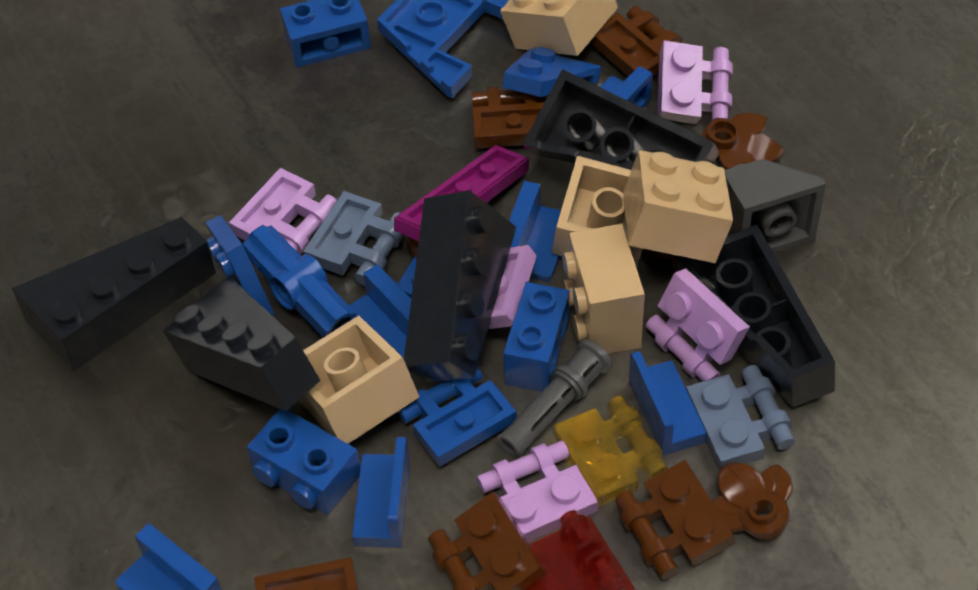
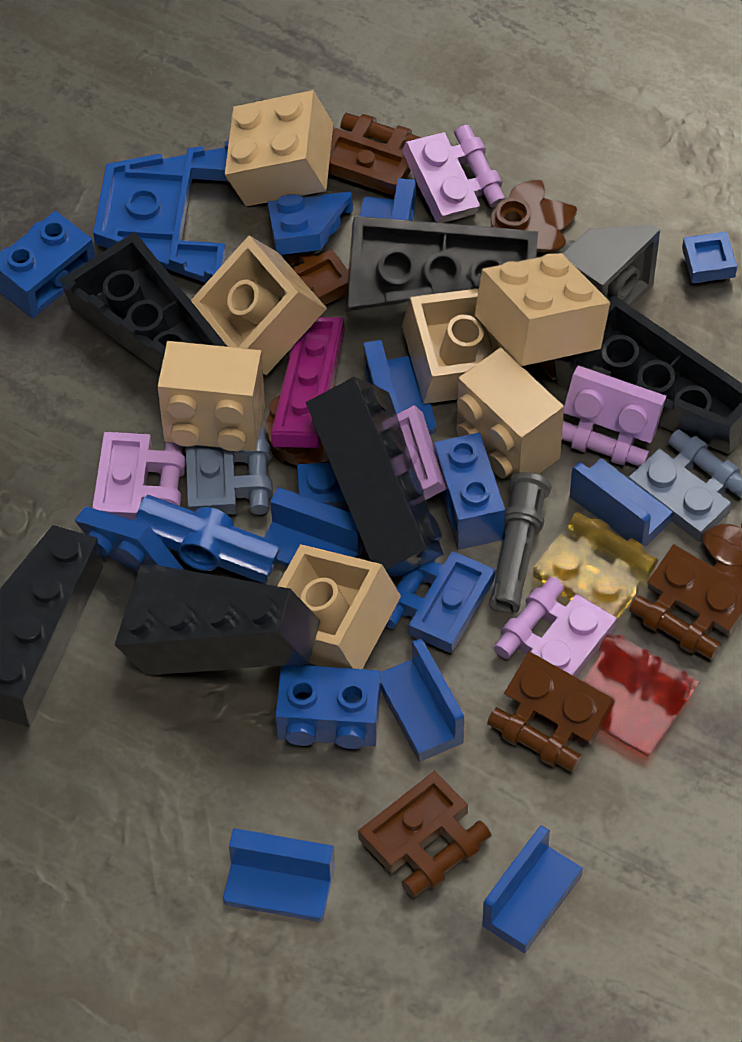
camera: 30 degrees left, 5 degrees up
(365, 167) = (211, 396): none -> tan brick
(375, 90) = (136, 302): none -> black wedge
(455, 117) = (258, 302): none -> tan brick
(875, 234) = (709, 257): none -> plate

